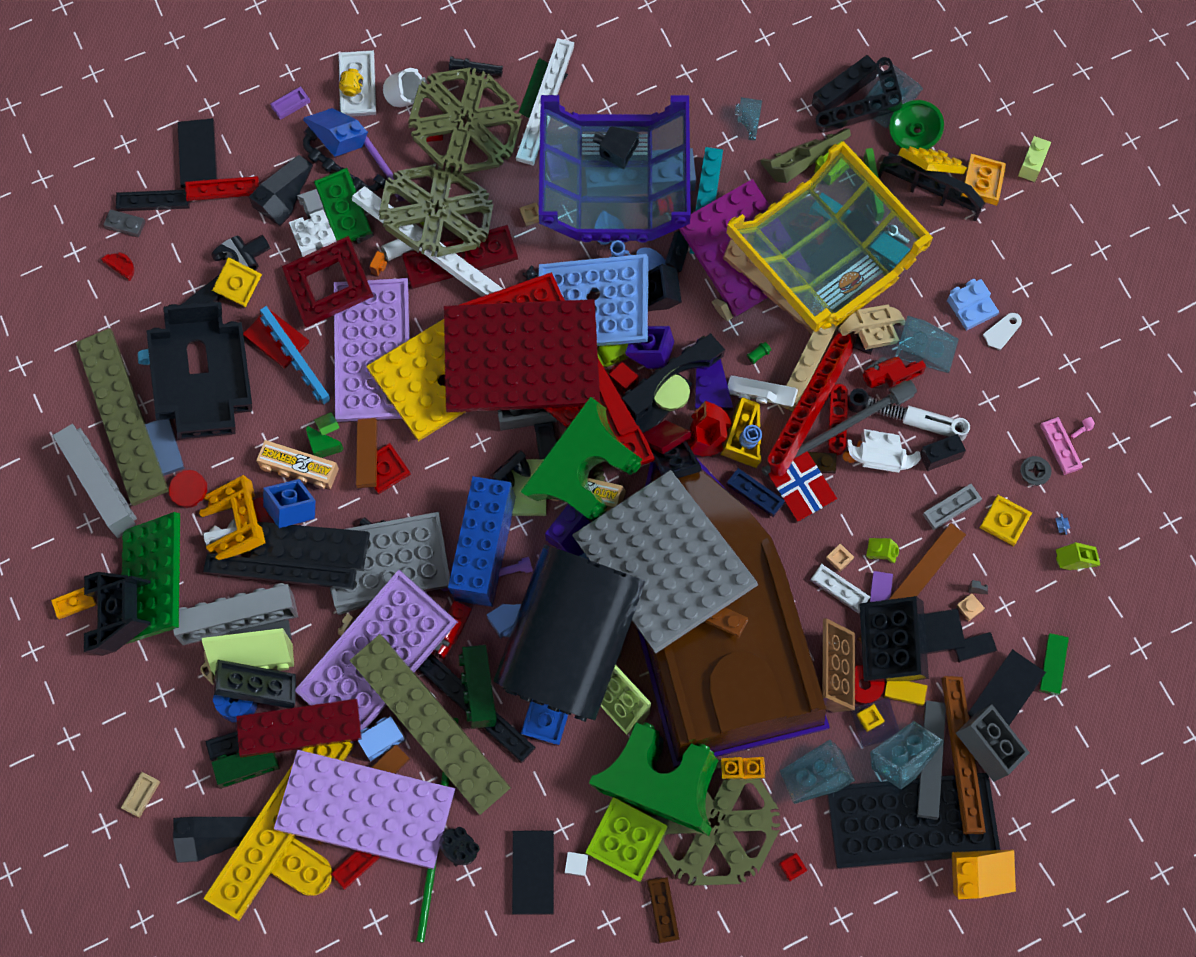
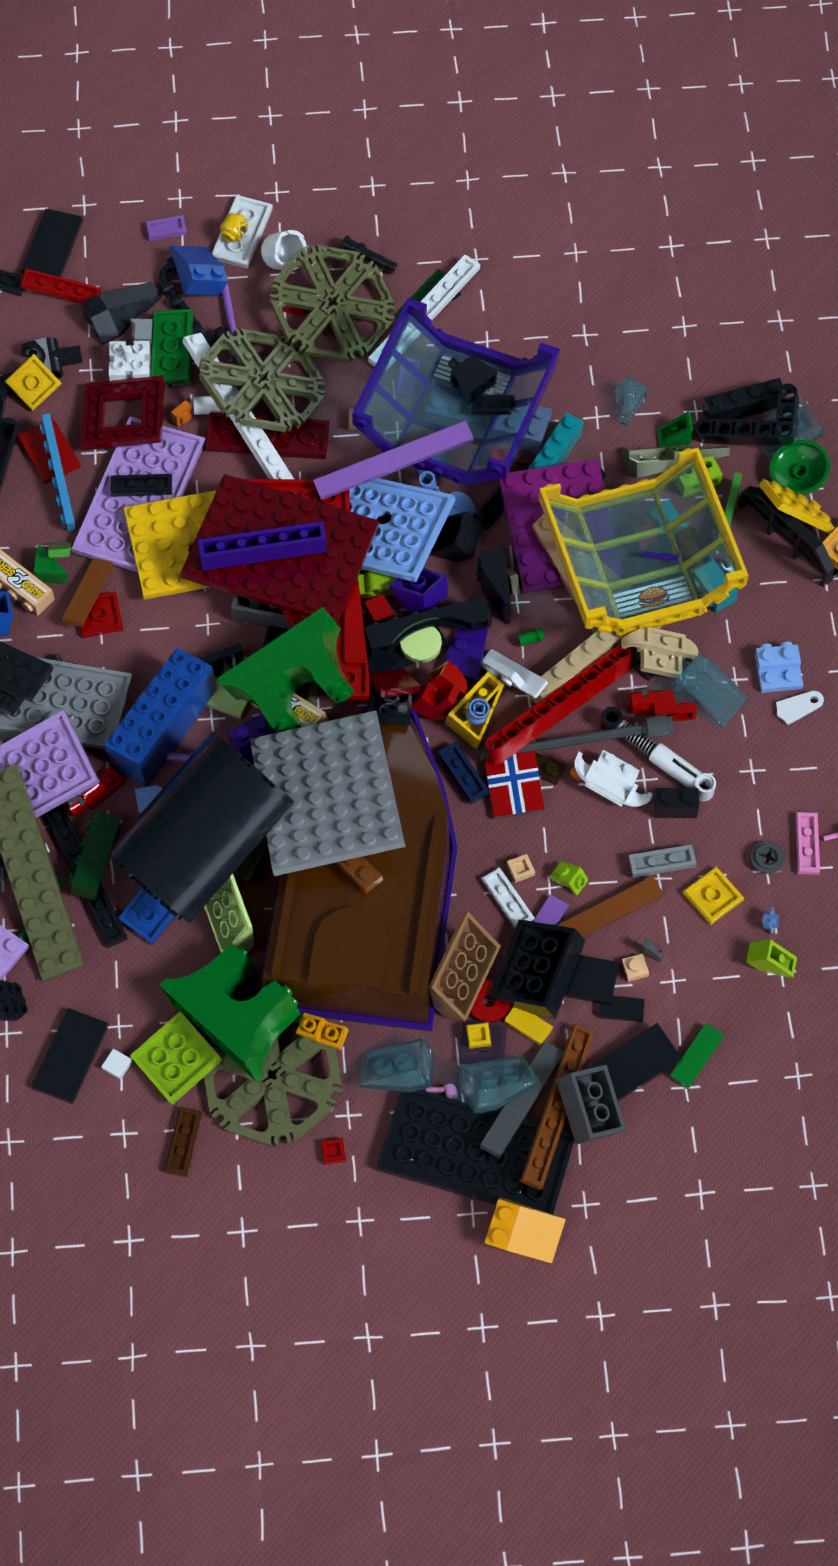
camera: 20 degrees right, 5 degrees down
(372, 340) = (141, 485): none -> black tile
(509, 359) = (262, 545): none -> dark purple brick
(584, 242) = (393, 460): none -> medium lavender tile
(647, 163) = (493, 405): none -> black tile
(711, 316) = (494, 580): none -> black slope
(801, 130) = (676, 432): none -> green slope
(837, 419) = (579, 729): red beam -> none
(845, 244) = (661, 556): none -> dark purple pin
(867, 775) = (449, 1090): none -> bright pink hand

